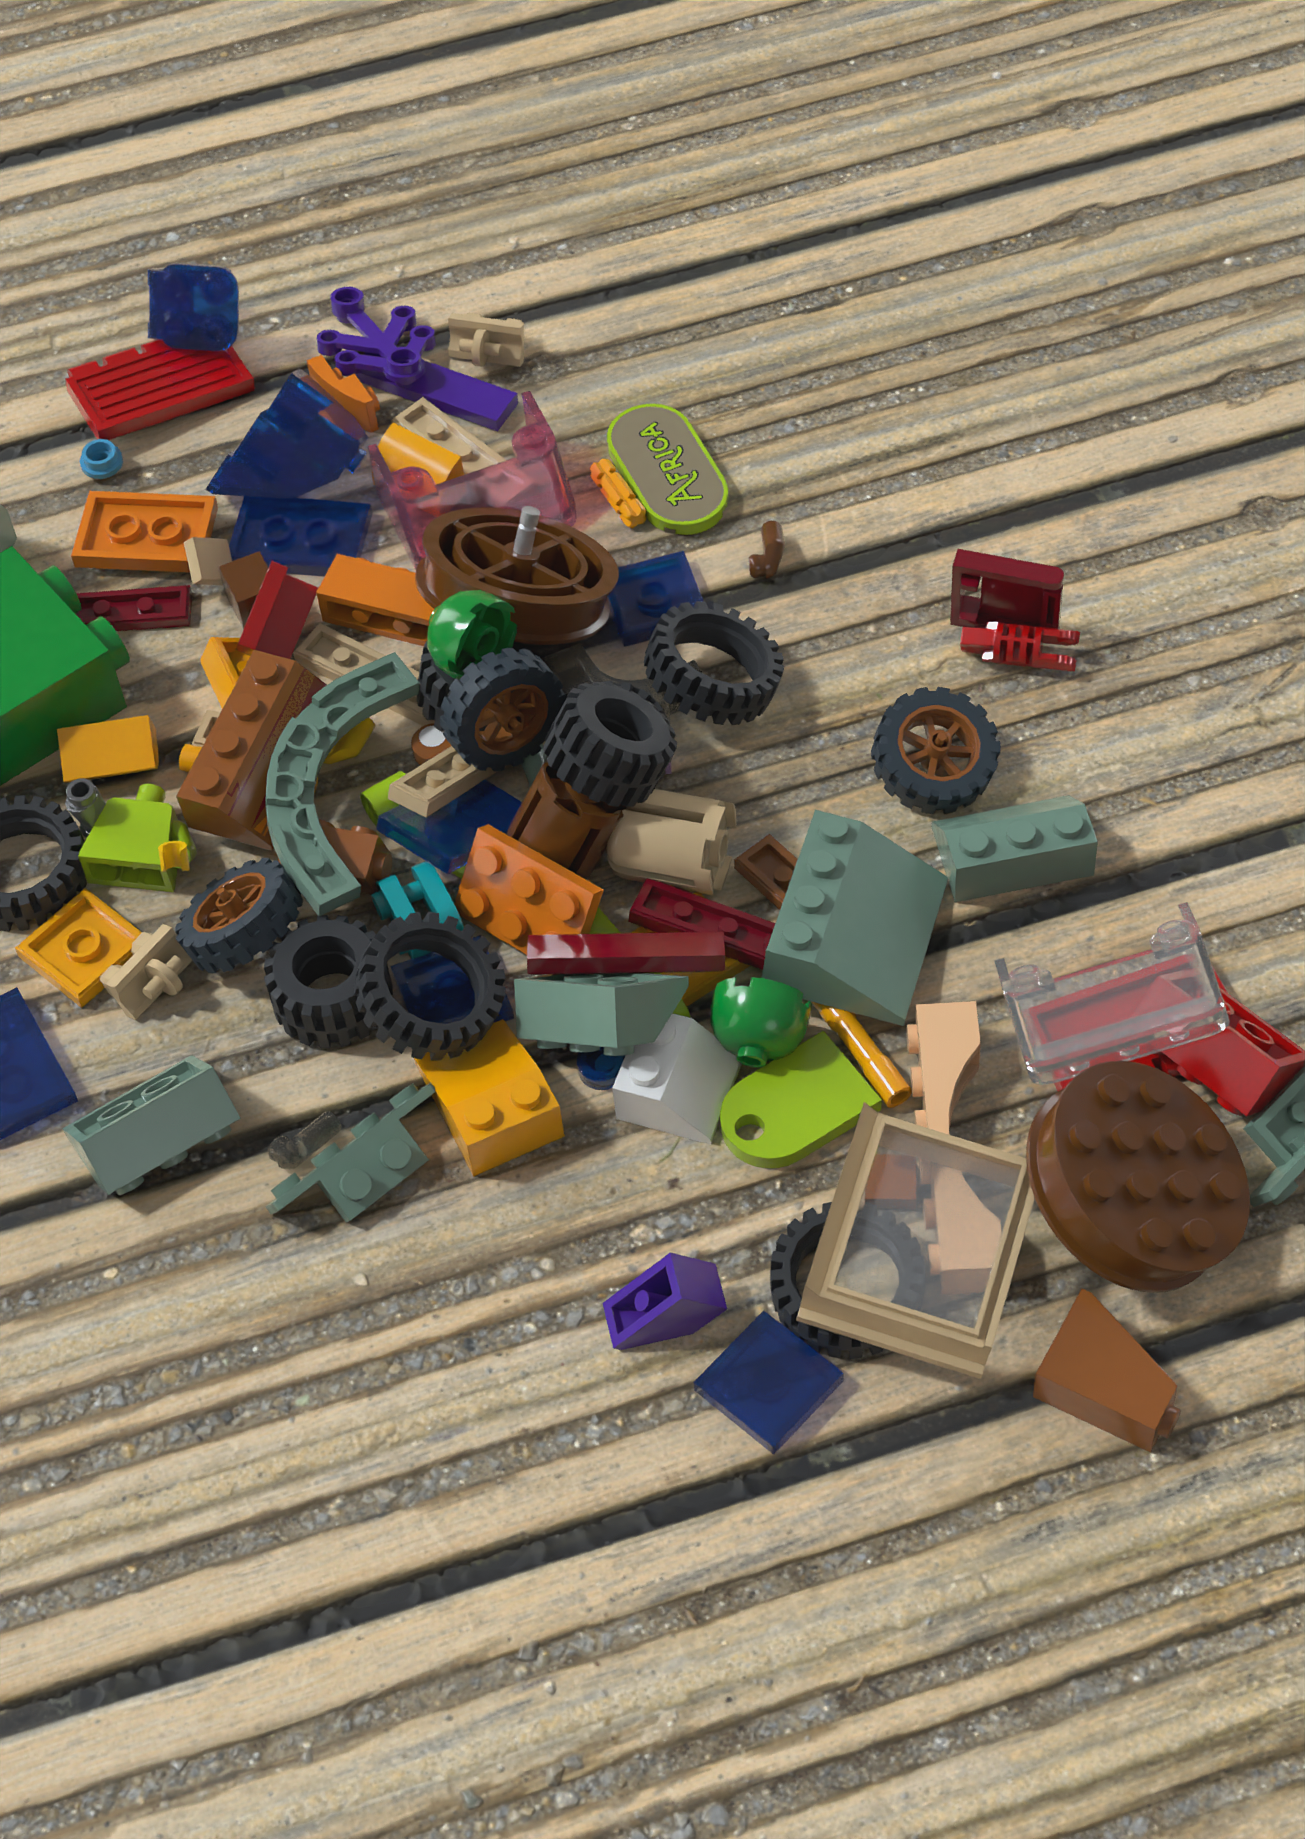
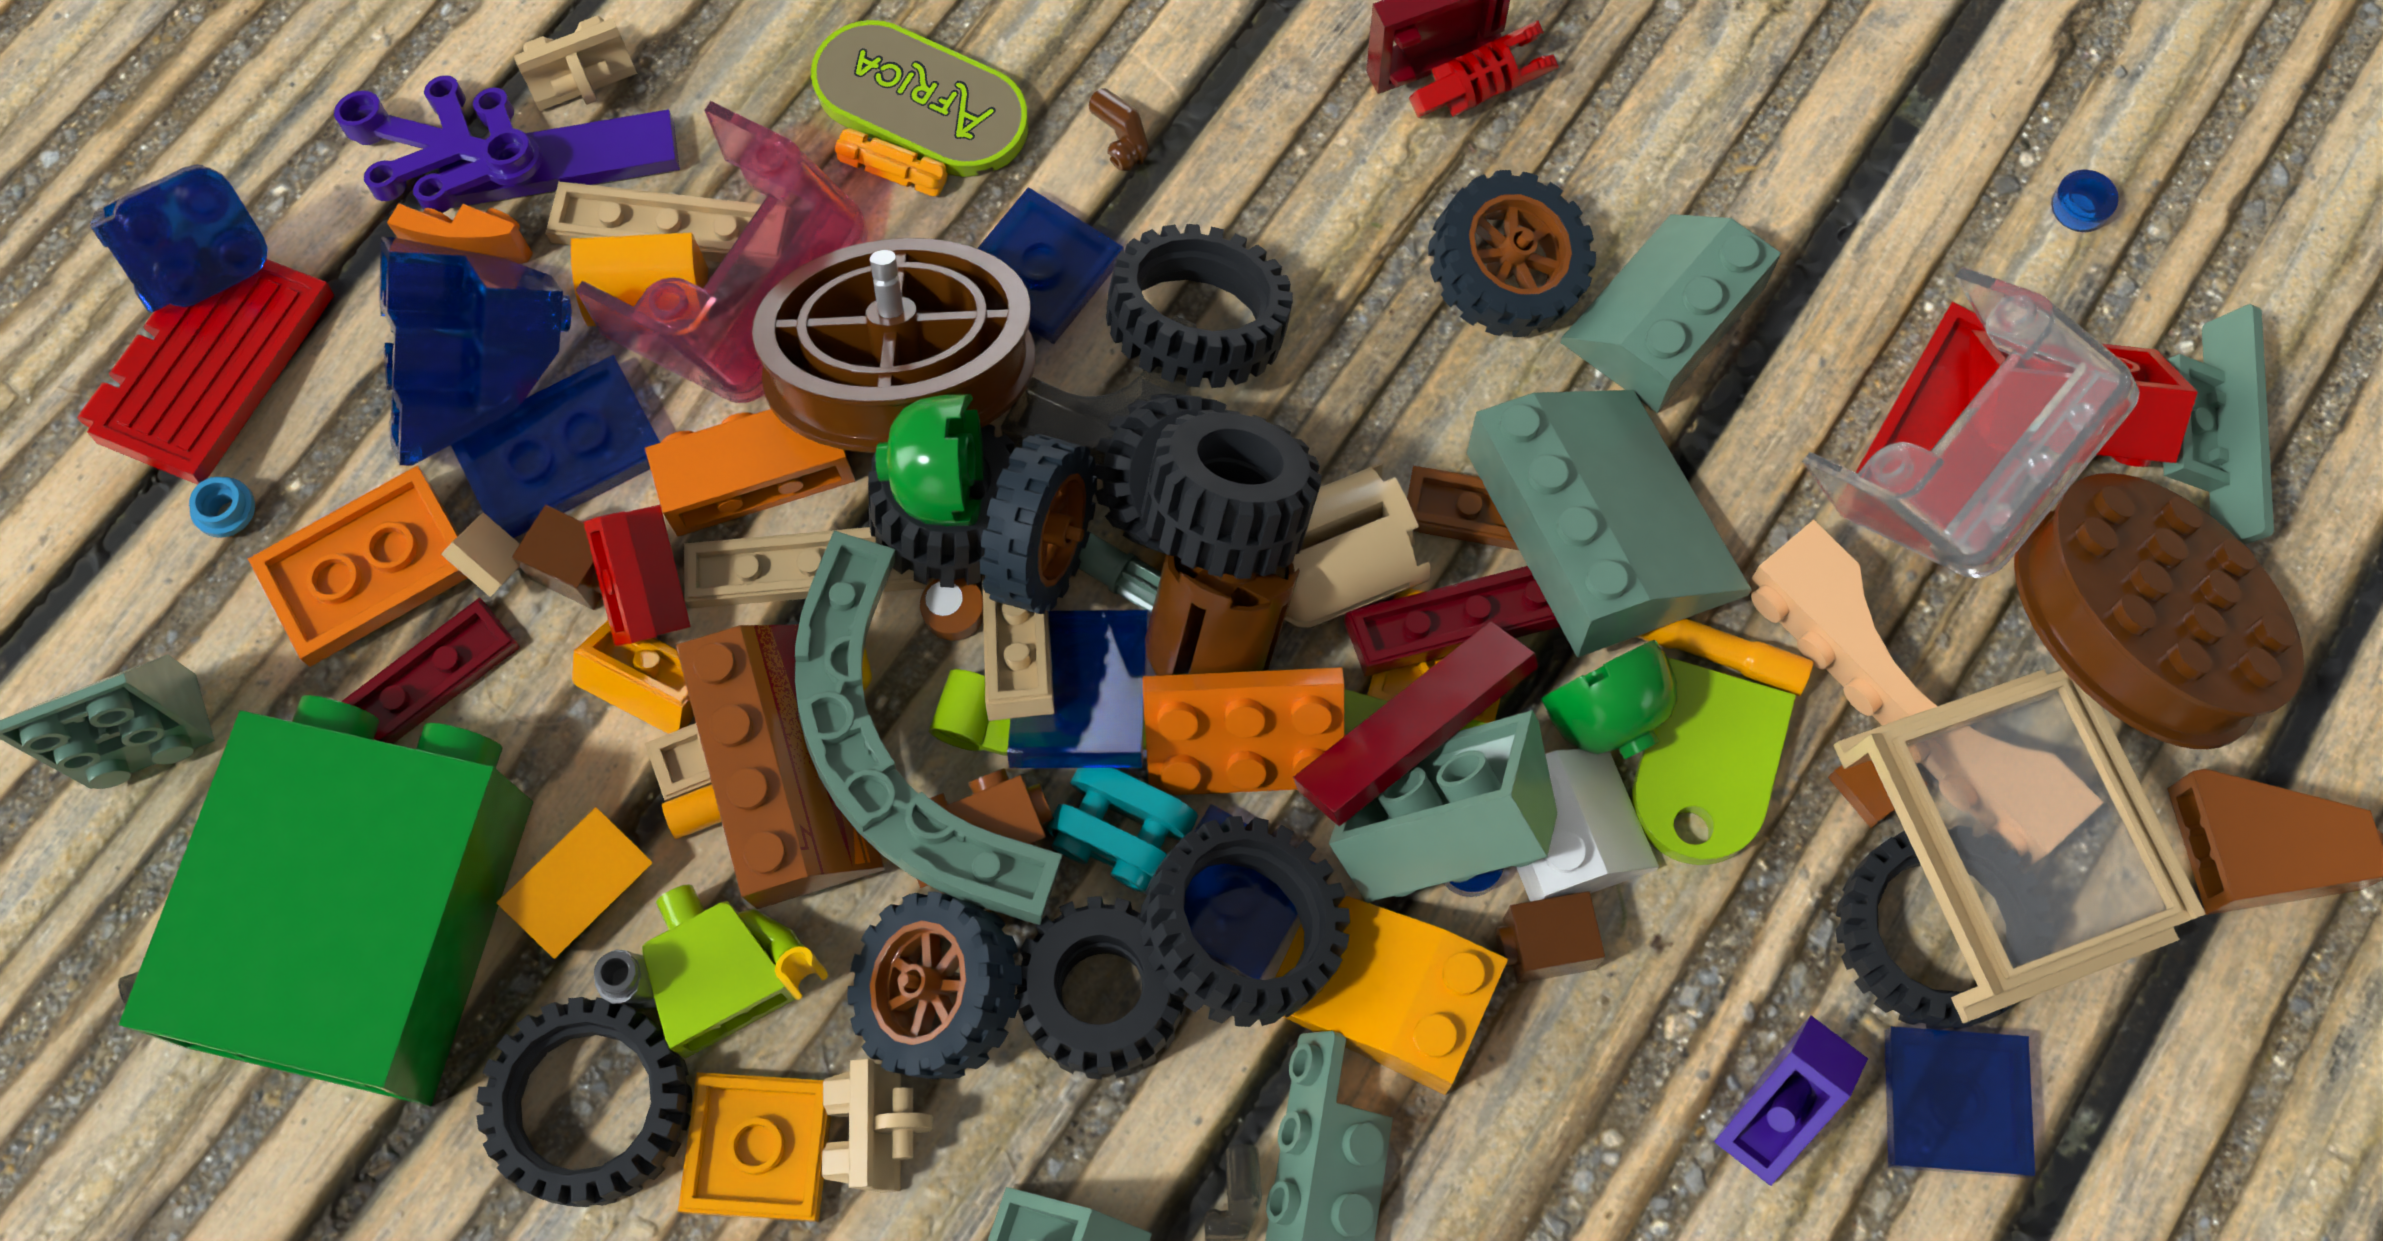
camera: 40 degrees left, 15 degrees up
(605, 1127) = (1551, 937): none -> reddish brown brick

